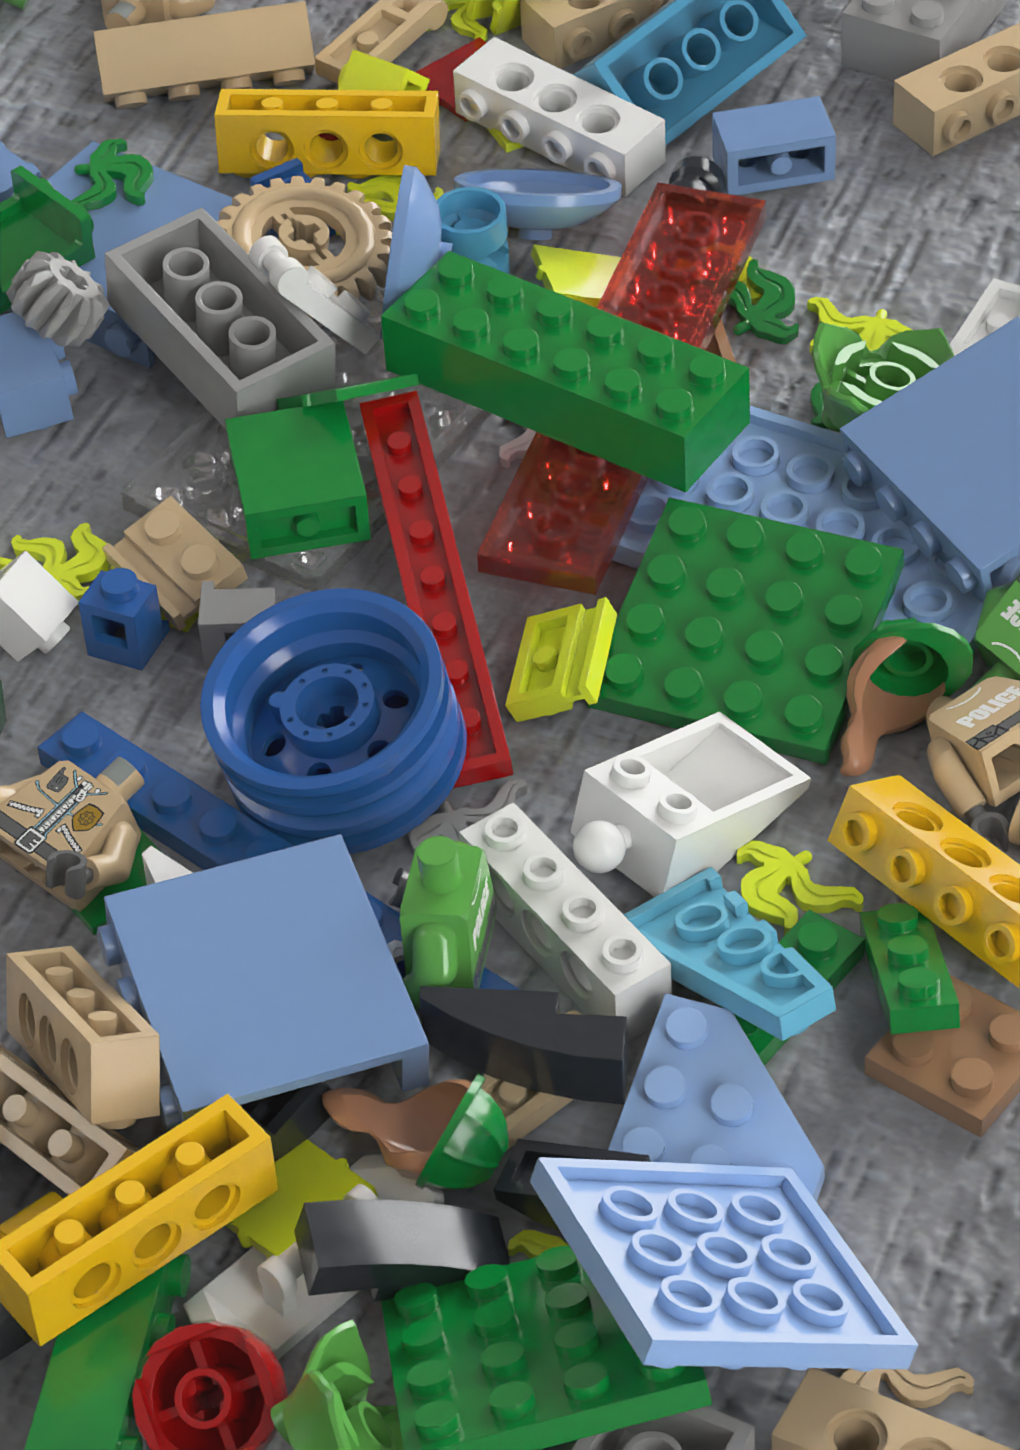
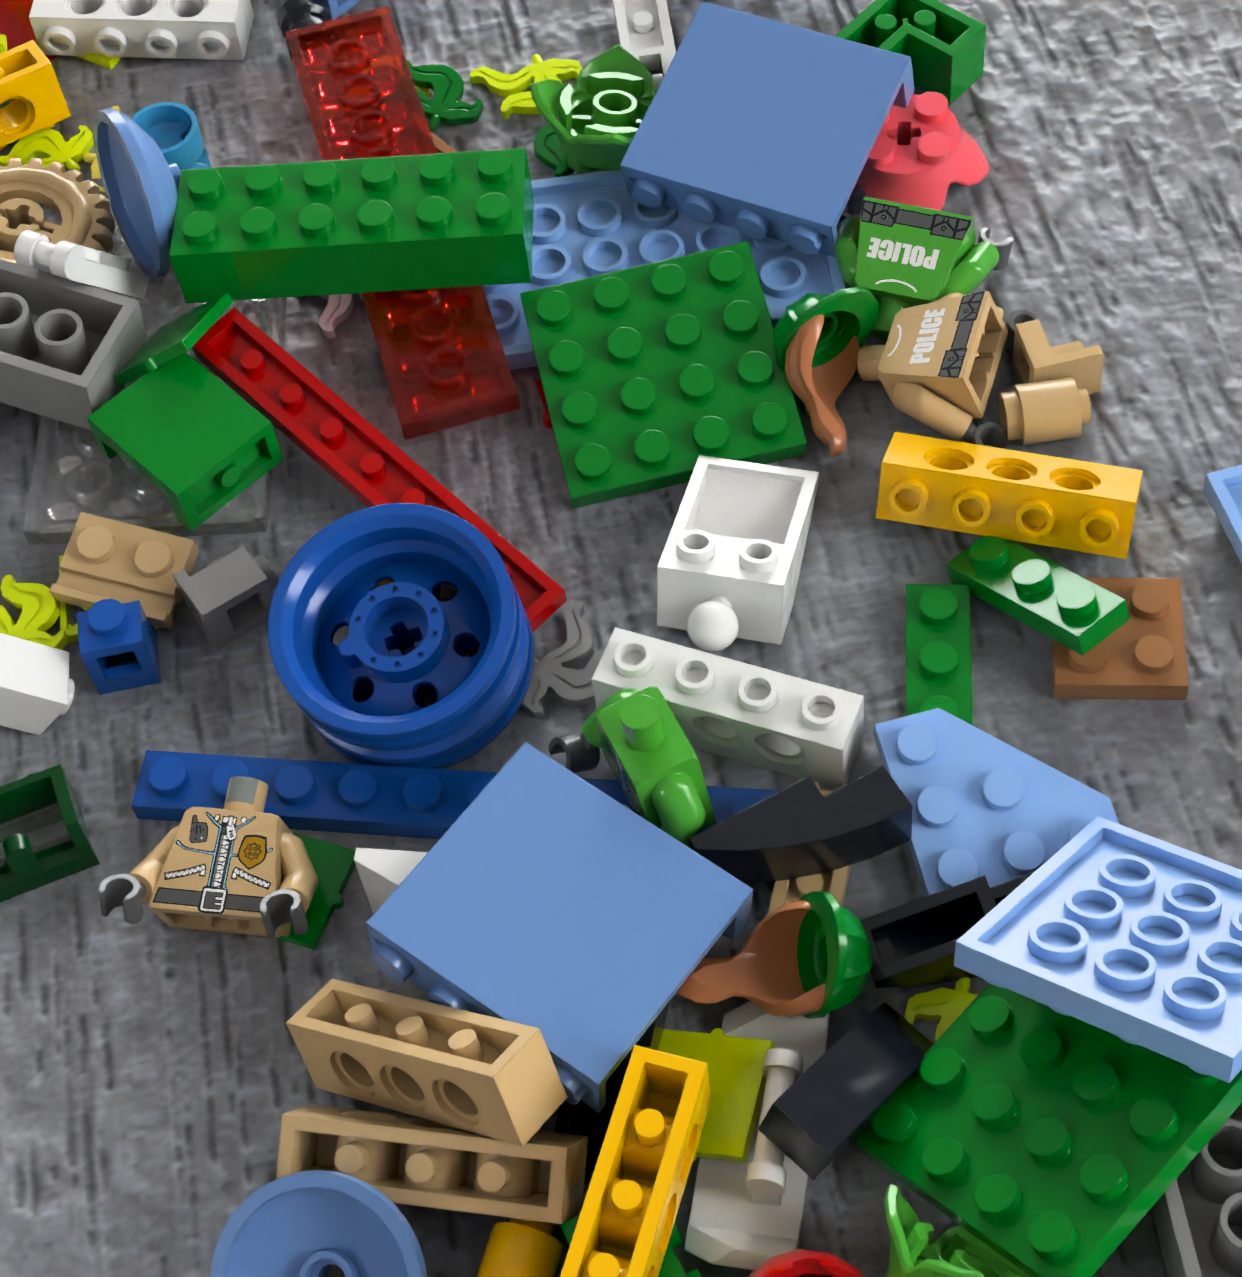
camera: 30 degrees left, 10 degrees up
(545, 198) = (202, 83): medium blue dish -> none
(561, 660) = (532, 480): neon yellow plate -> none
(574, 272) = (272, 140): neon yellow piece -> none
(732, 956) = (900, 660): medium azure wing -> none
(775, 871) = (843, 580): neon yellow piece -> none

